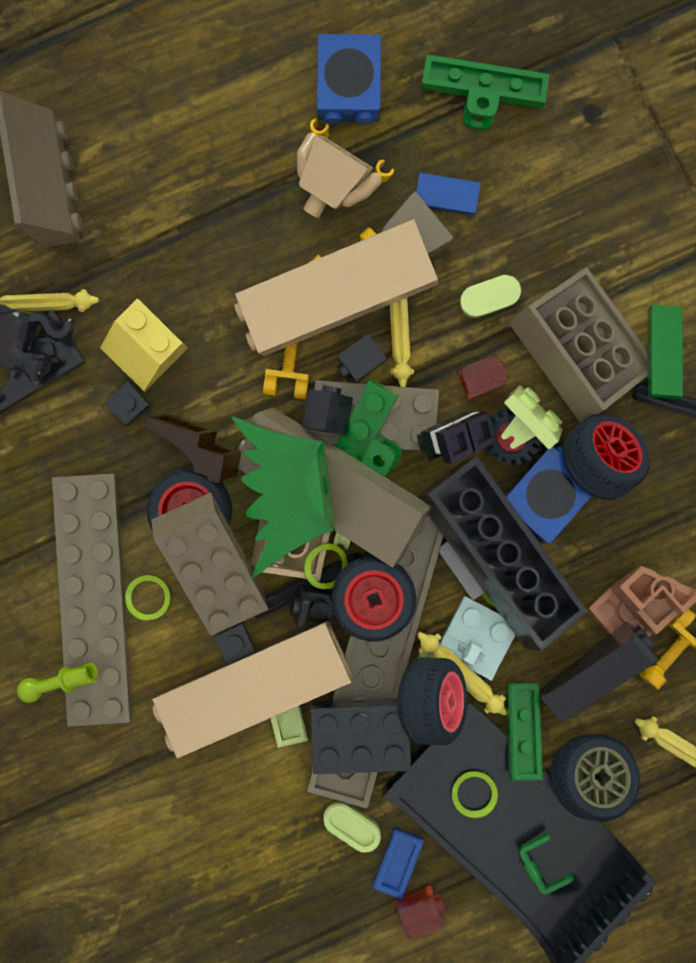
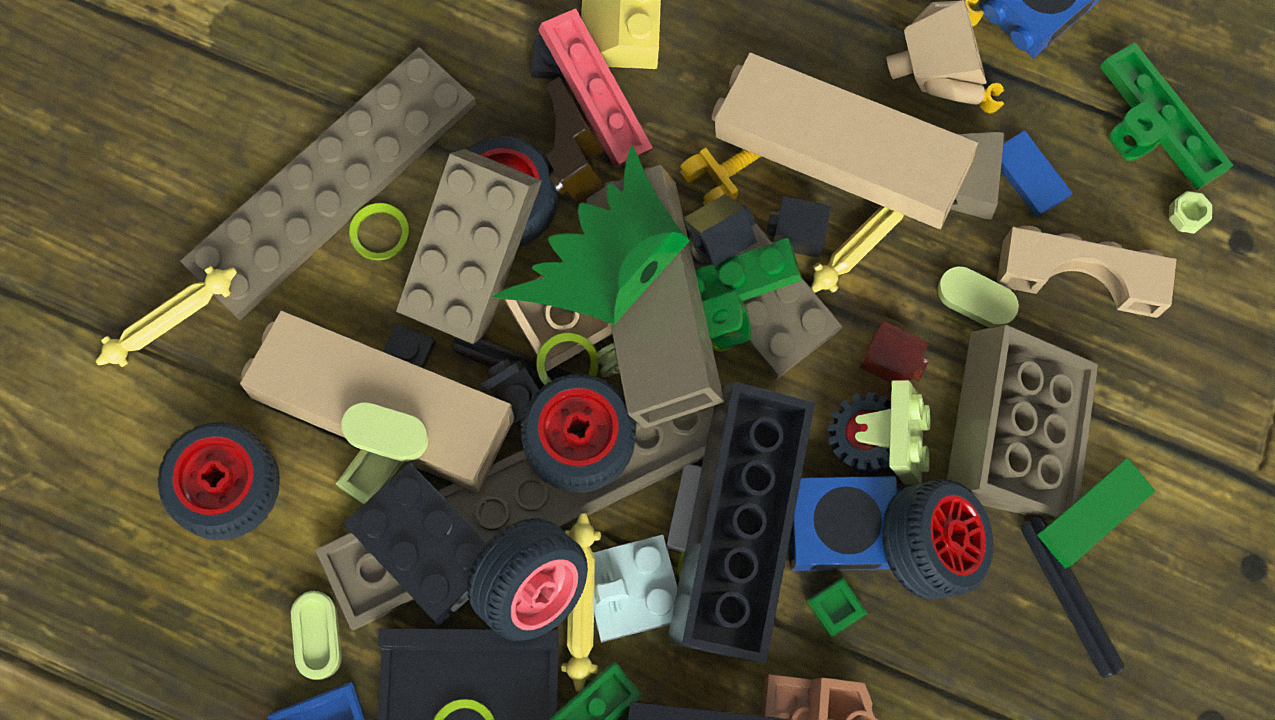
camera: 40 degrees right, 15 degrees down
(68, 679) = (230, 215): lime pin -> none
(96, 762) = (166, 316): none -> light yellow wheel
(171, 400) = (594, 87): none -> coral plate
(227, 831) = (199, 462): none -> wheel
(280, 706) = (385, 431): none -> yellowish green tile
(458, 437) = (816, 372): black hips -> none
(551, 126) = (1190, 212): none -> yellowish green tile
(561, 200) = (1136, 279): none -> tan arch
(585, 538) = (836, 607): none -> green tile

